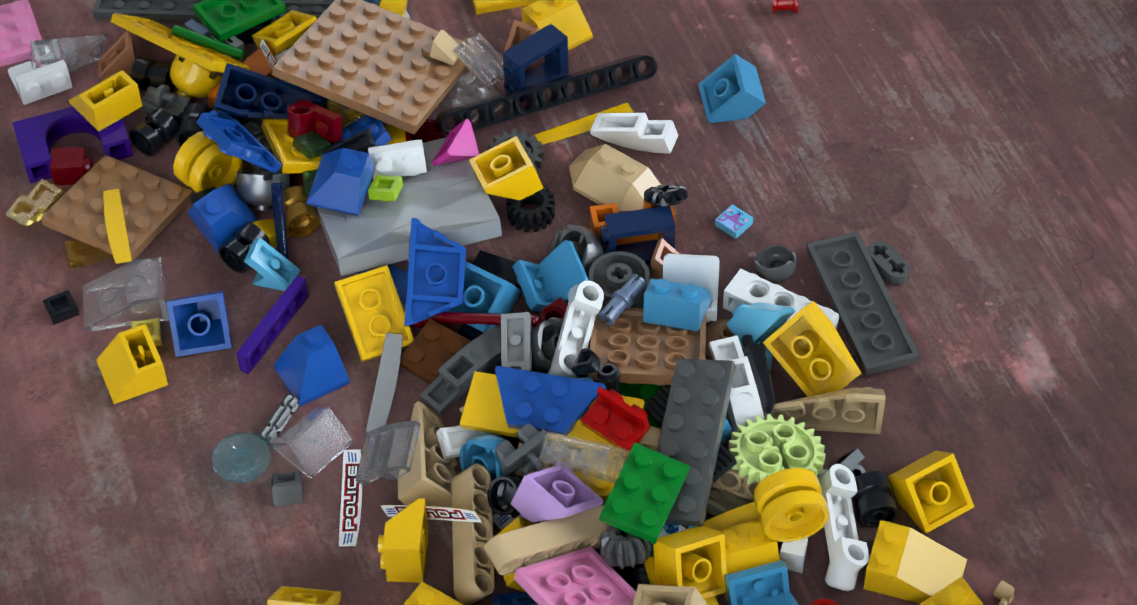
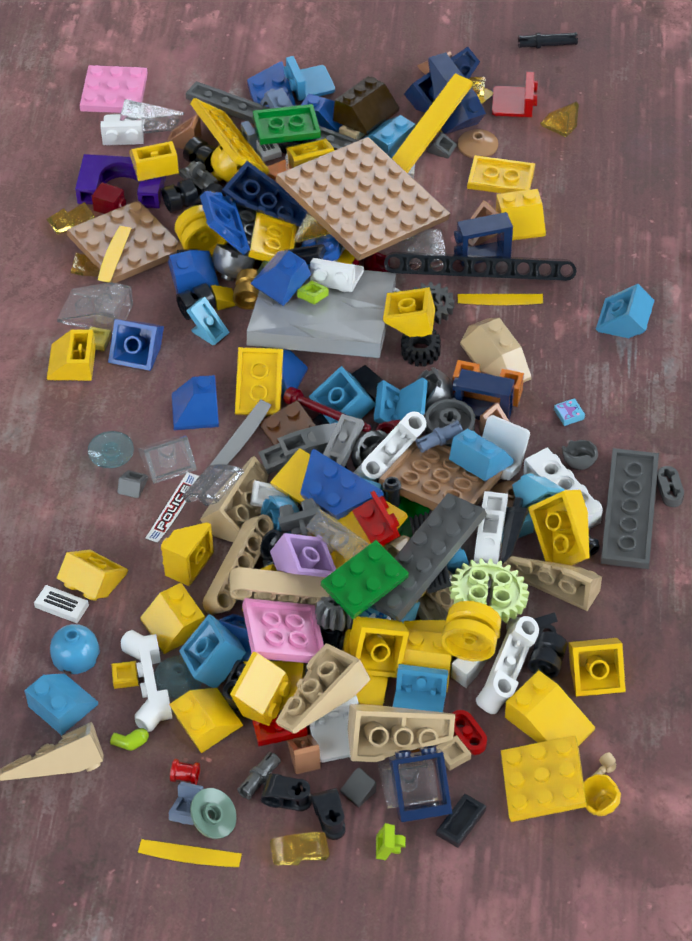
camera: 25 degrees right, 0 degrees up
(61, 307) = (49, 298): black tile -> none
(208, 42) = (250, 142): green bar -> none
(272, 324) = (185, 363): dark purple tile -> none
(279, 219) = (230, 290): clear blue bar -> none
(279, 419) = (153, 433): dark grey axle -> none
(309, 117) = (287, 222): dark red plate -> none
(311, 144) = (279, 242): clear green tile -> none
(433, 274) = (311, 367): blue wing -> none
(437, 513) = (223, 541): white sticker -> none
(443, 48) = (418, 204): tan slope -> none
(458, 145) = (386, 282): dark pink slope -> none
(481, 60) = (441, 222): clear slope -> none
(586, 363) = (381, 471): black tile -> none
(635, 131) = (533, 318): white slope -> none
(665, 195) = (516, 371): black gear -> none

